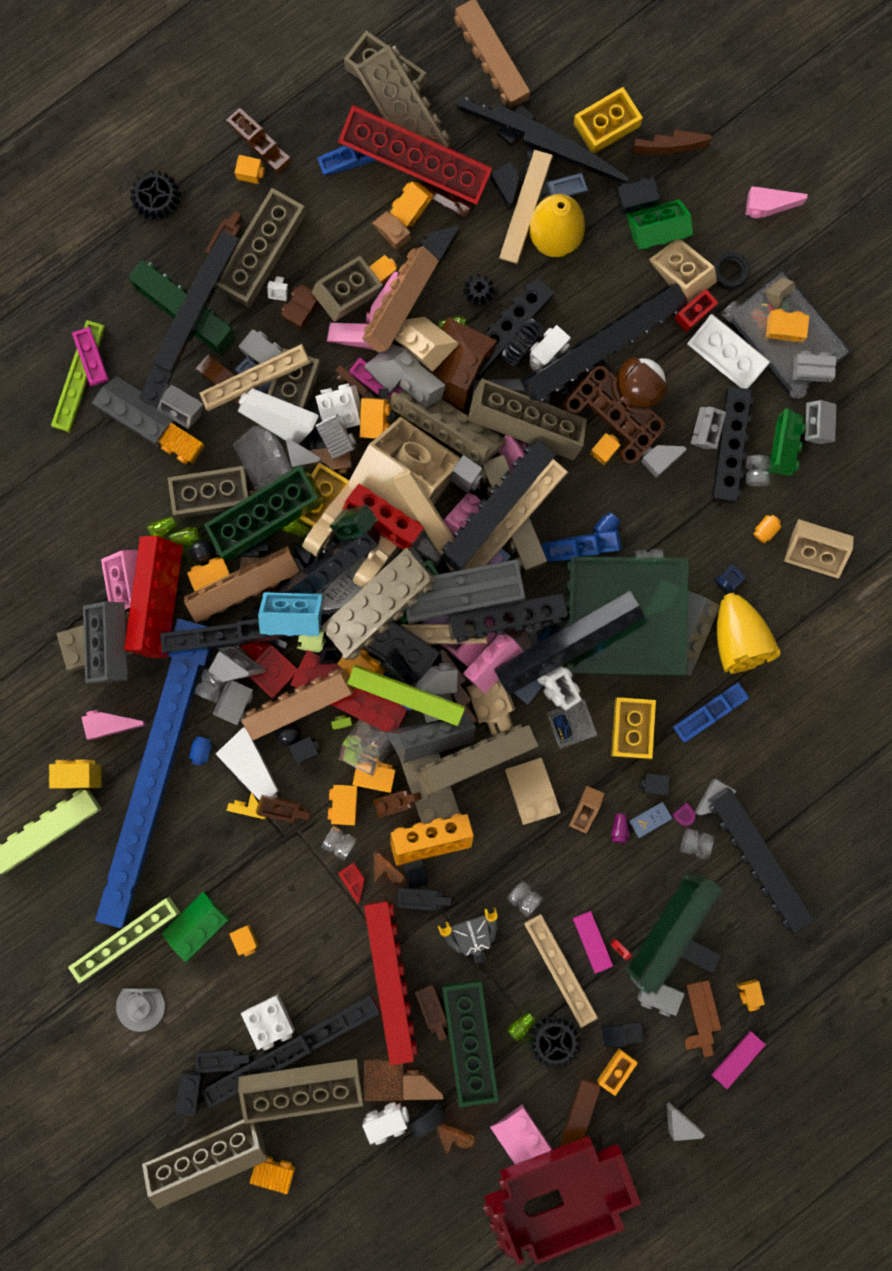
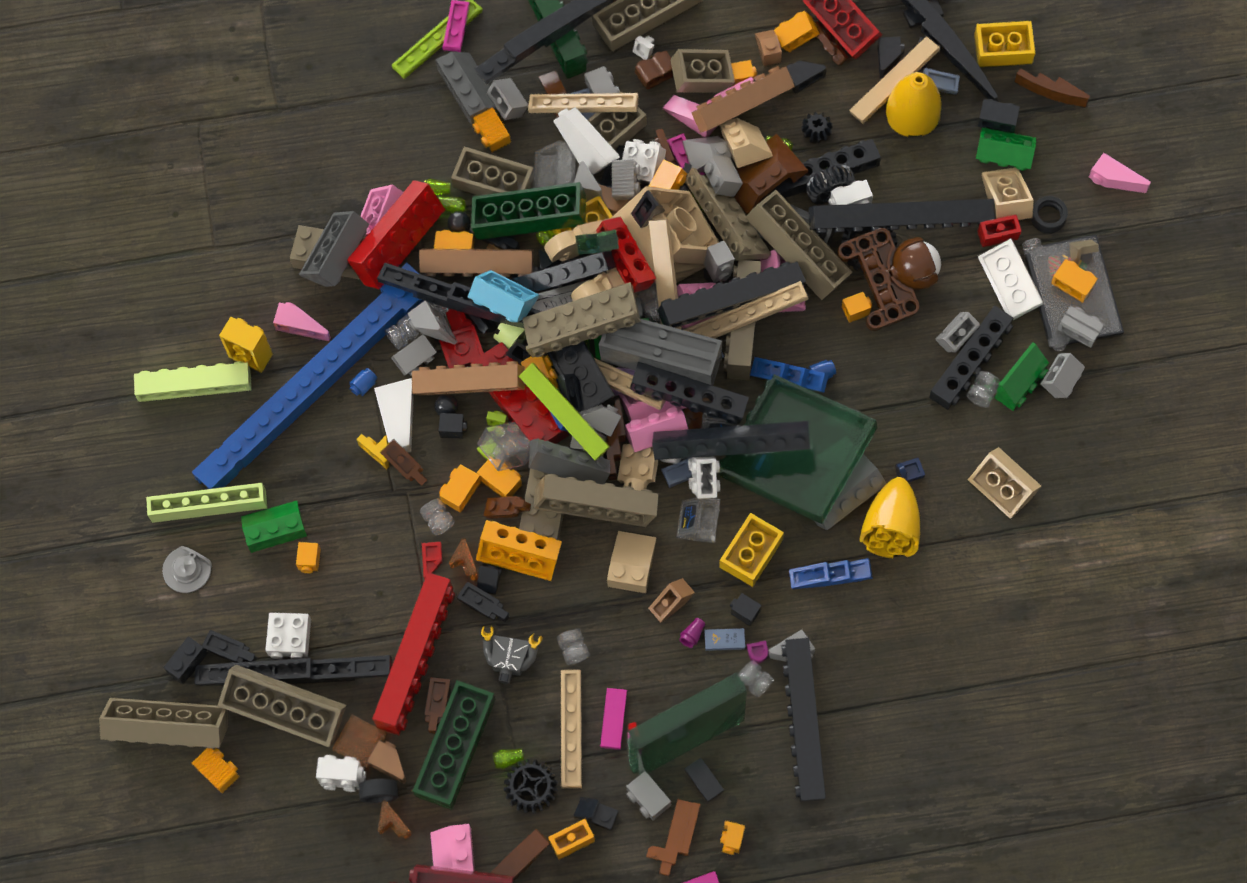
camera: 30 degrees right, 15 degrees down
(383, 467) = (646, 209): none -> black slope
(661, 457) = (903, 338): light grey slope -> none
(767, 528) = (966, 443): light orange brick -> none

